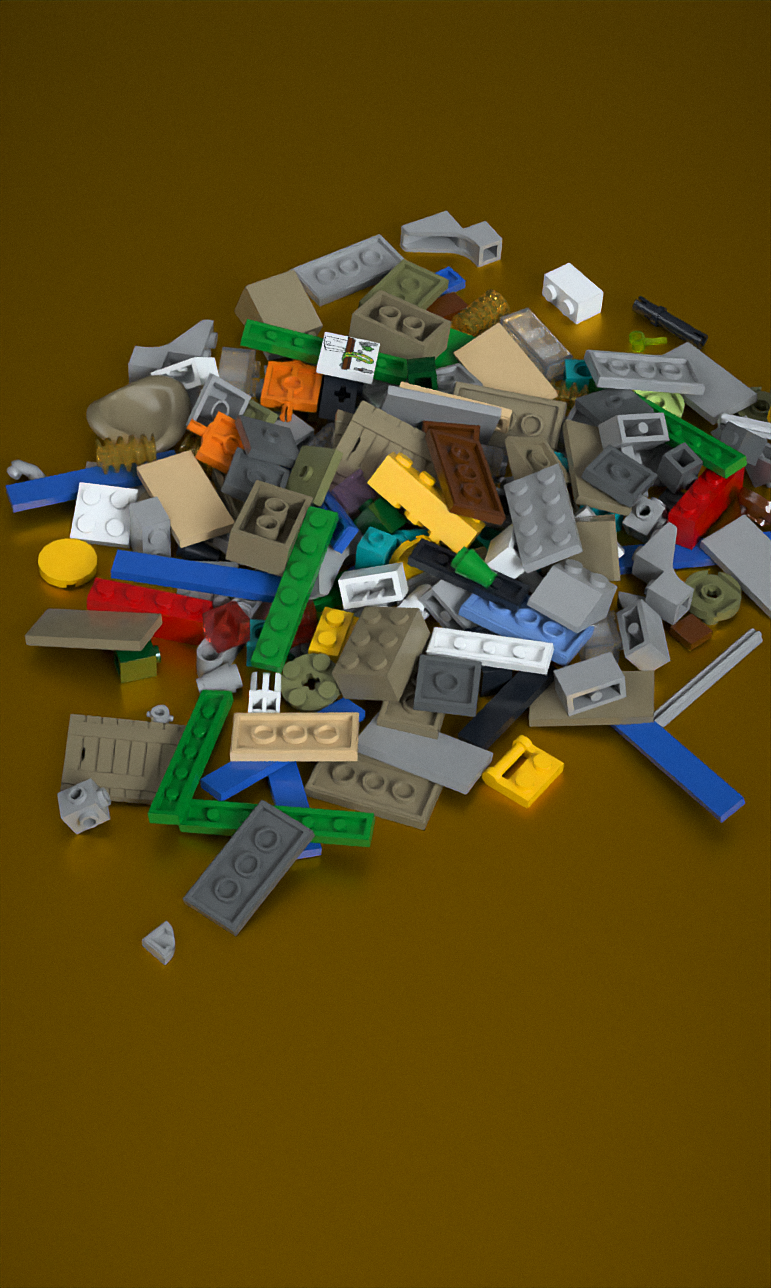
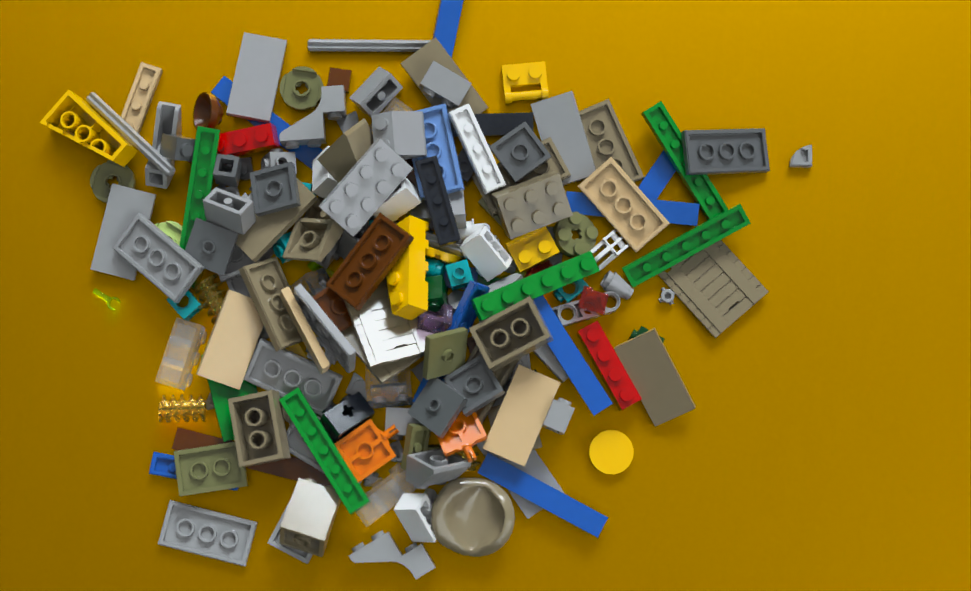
camera: 130 degrees left, 35 degrees up
(21, 467) = (566, 546): light grey arm -> none
(84, 806) = (769, 267): light grey brick -> none
(103, 515) = (562, 462): white plate -> none
(124, 453) = (517, 485): clear yellow piece -> none
(348, 358) = (323, 425): white tile -> none
(422, 372) = (292, 374): dark green brick -> none
(445, 235) = (122, 503): light grey arch -> none
(473, 567) = (440, 194): green cone -> none
(572, 293) = (107, 375): white brick -> none
(660, 317) = (78, 297): black pin -> none

